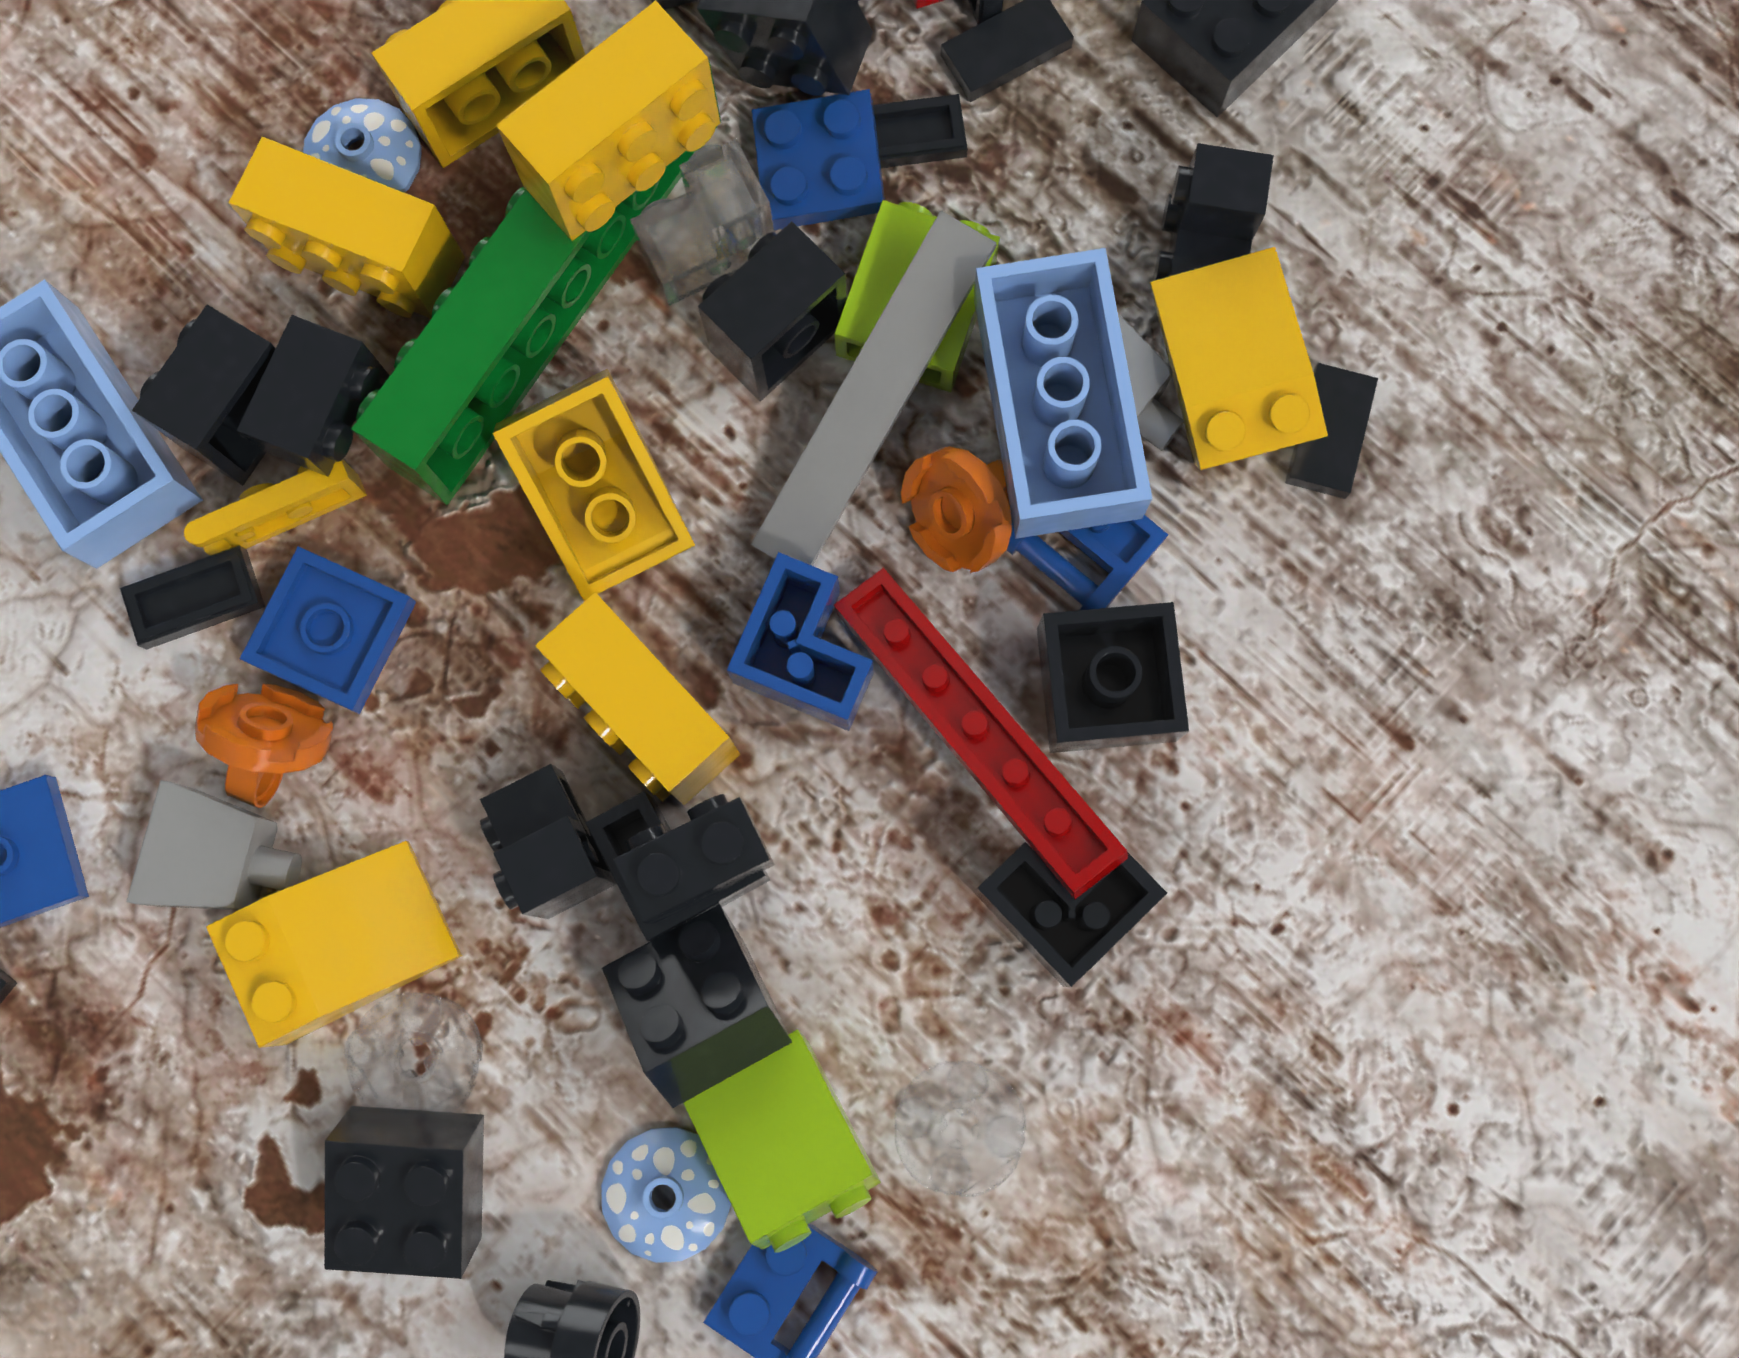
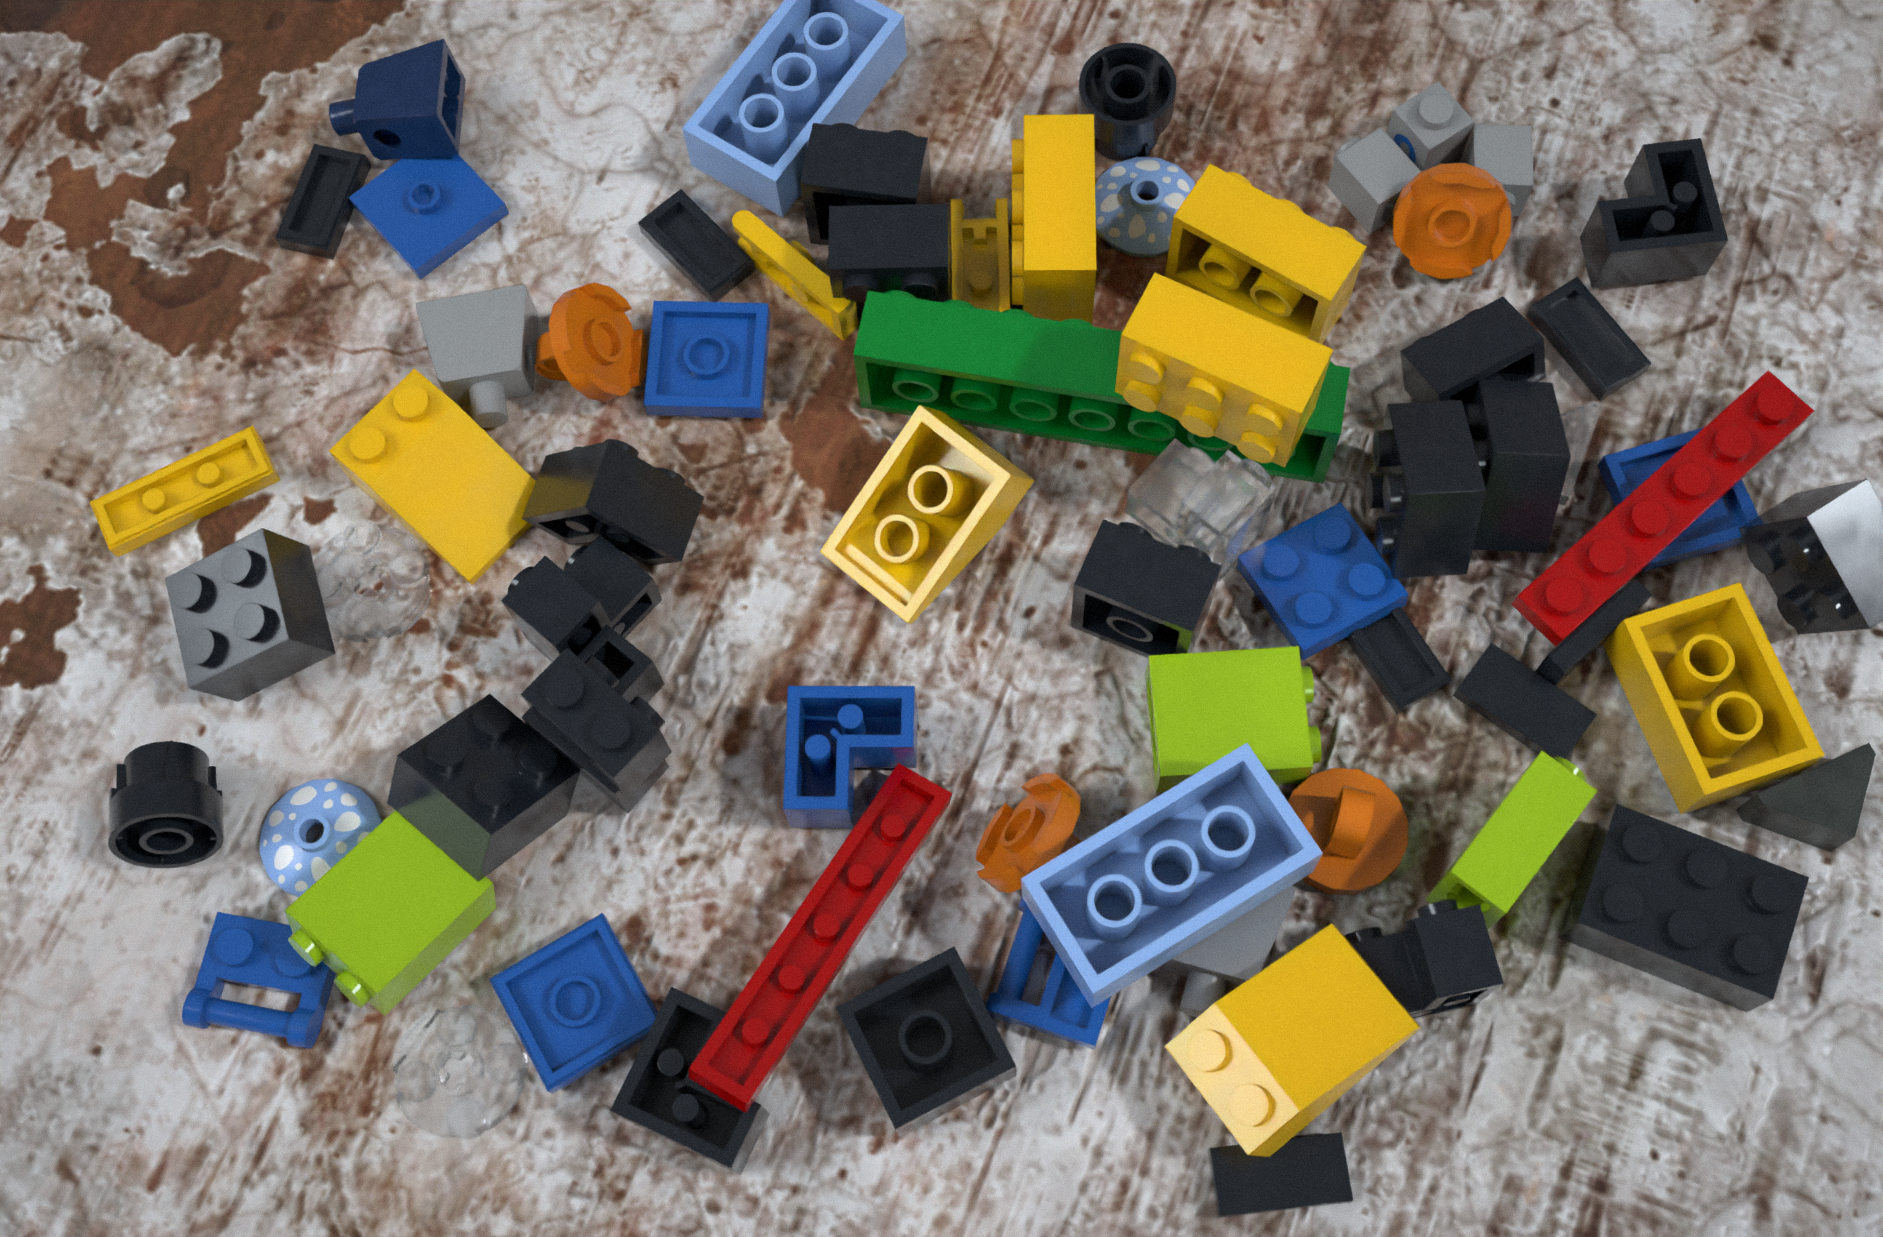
camera: 70 degrees right, 10 degrees down
(219, 1226) = (184, 491): none -> yellow tile
(239, 100) = (1130, 96): none -> black piece
(376, 325) = (981, 257): none -> yellow hinge
(443, 772) = (614, 495): none -> black brick
(635, 702) = (733, 627): yellow brick -> none
(875, 390) = (1108, 713): light grey tile -> none
(939, 991) = (576, 1003): none -> blue plate
(1055, 223) = (1354, 825): none -> orange tile
(1138, 101) = (1516, 838): none -> lime brick

